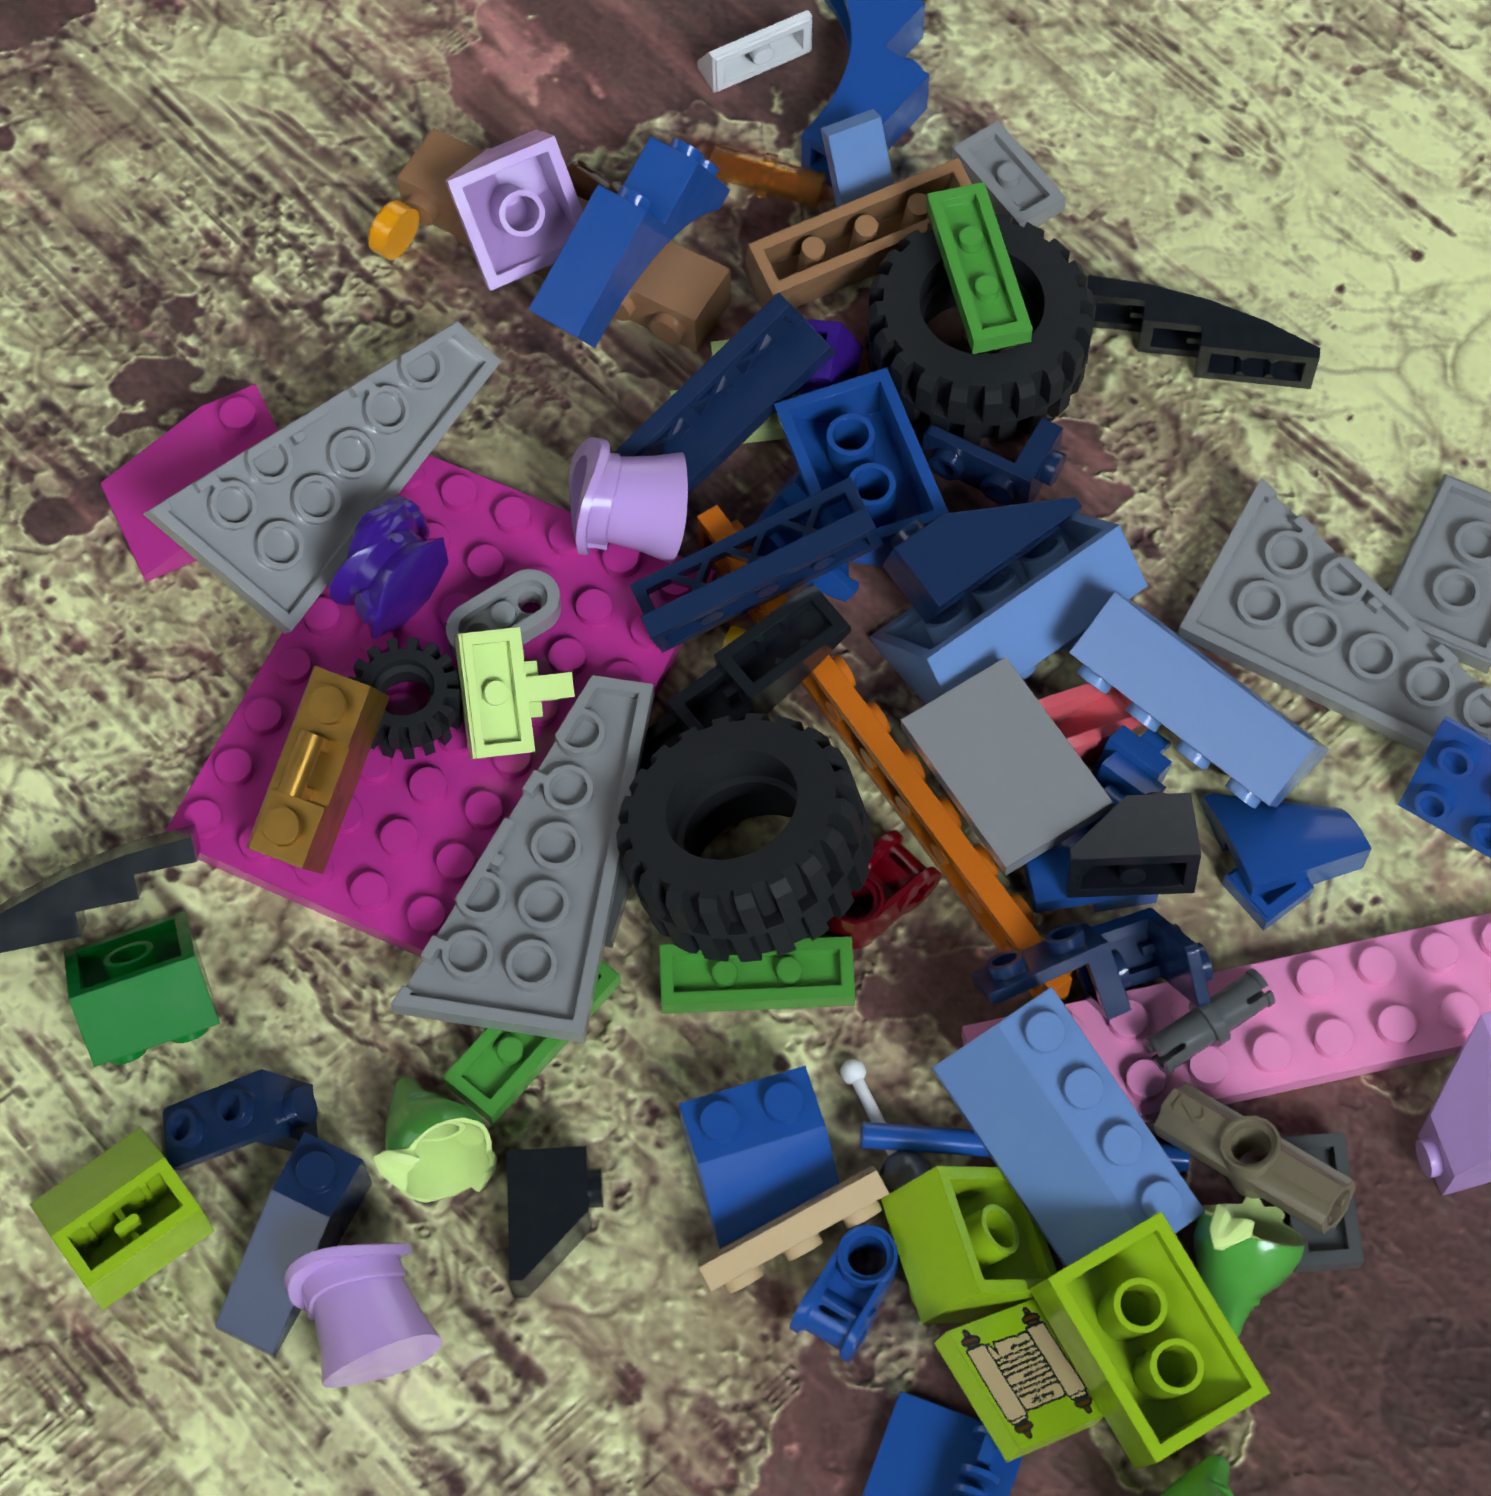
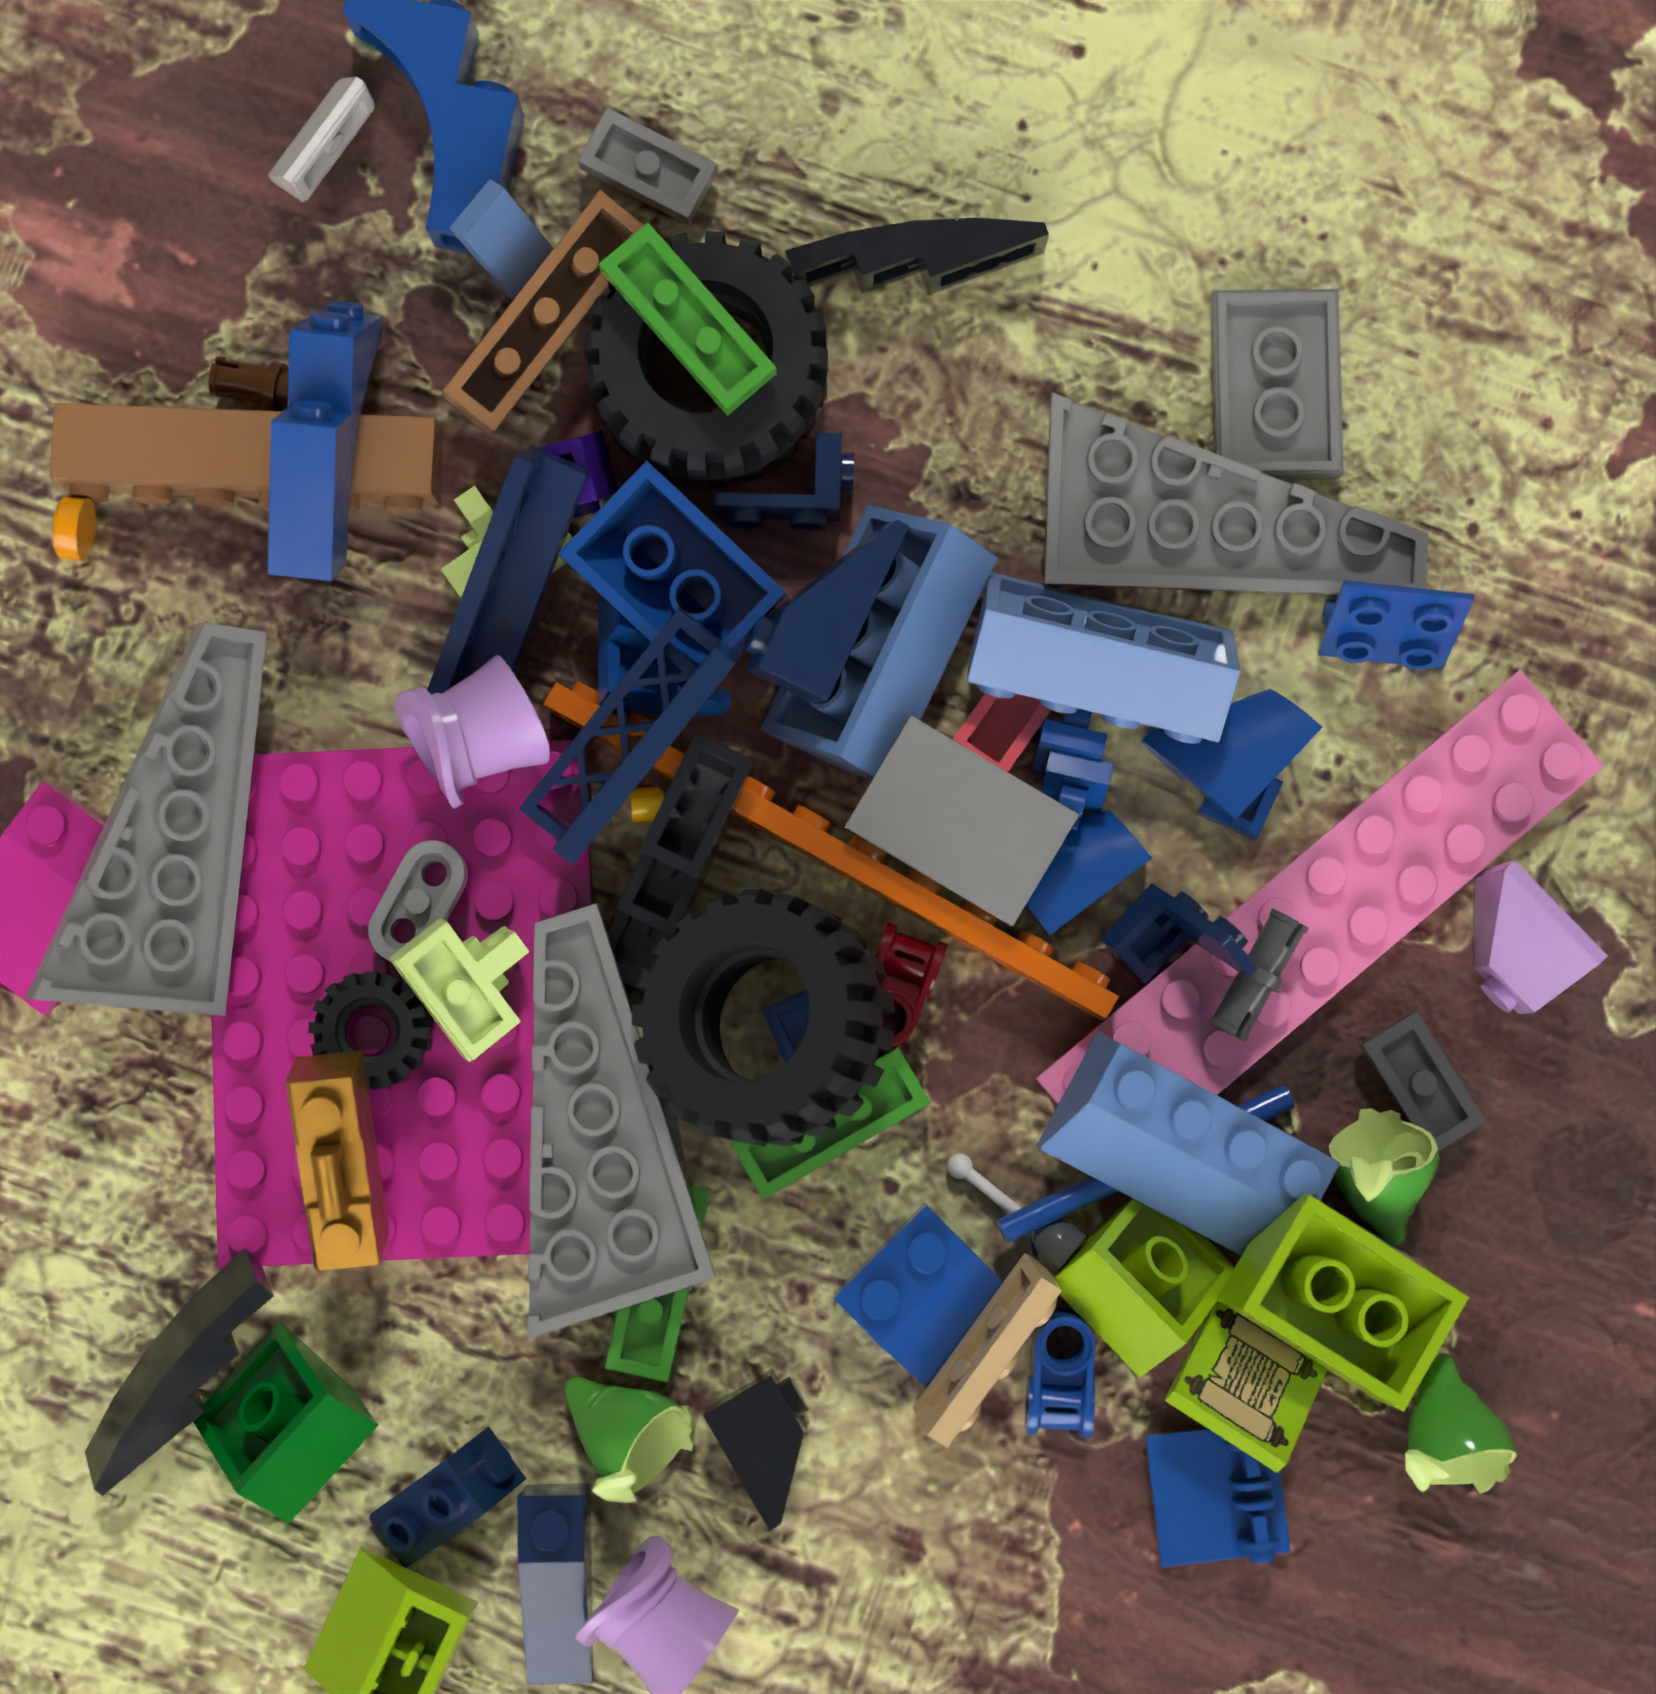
camera: 25 degrees left, 20 degrees up
(390, 566) = (283, 911): dark purple piece -> none
(516, 206) = (192, 464): lavender slope -> none
(768, 175) = (410, 280): clear orange pin -> none
(1065, 949) = (1098, 998): dark blue bracket -> none
(1138, 849) = (1122, 841): black slope -> none
(1284, 1178) = (1398, 1092): dark tan piece -> none

